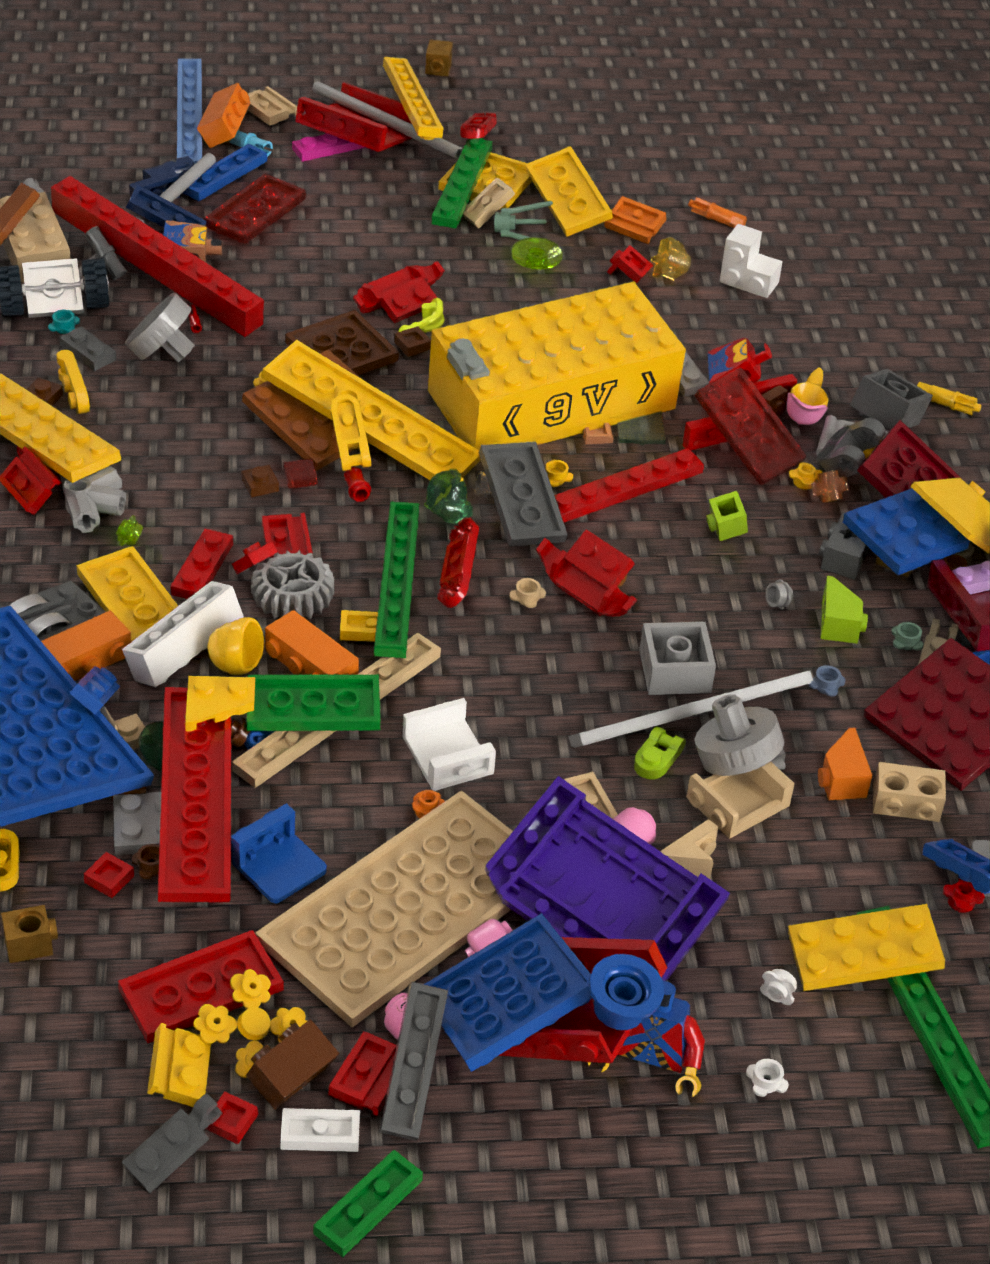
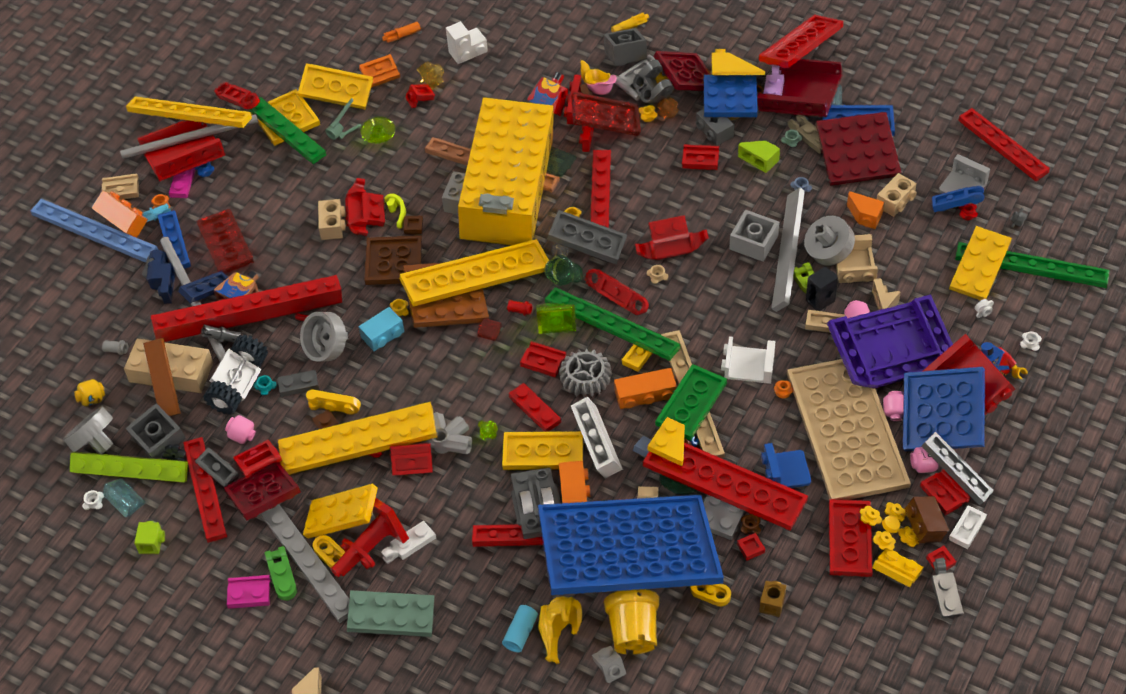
camera: 50 degrees left, 10 degrees up
(95, 689) = (623, 493): blue plate -> none
(220, 377) = (381, 329): none -> medium azure brick
(237, 646) = (620, 418): yellow piece -> none
(254, 555) = (559, 379): red plate -> none
(260, 481) = (482, 350): reddish brown plate -> none
(276, 139) = (160, 200): none -> orange plate
(350, 432) = (491, 288): yellow plate -> none
(353, 153) = (205, 170): none -> blue plate
(355, 269) = (331, 219): none -> tan brick
(356, 514) = (555, 318): none -> clear neon green slope
(367, 1203) = (1020, 527): green plate -> none
(438, 58) = (142, 80): pearl gold brick -> none
(488, 202) = (316, 126): tan plate -> none
(625, 990) = (992, 358): blue piece -> none
(637, 766) = (821, 288): none -> black brick
(727, 516) = (664, 160): lime brick -> none
(776, 555) = (700, 157): none -> red plate
(779, 594) = (729, 175): light grey plate -> none

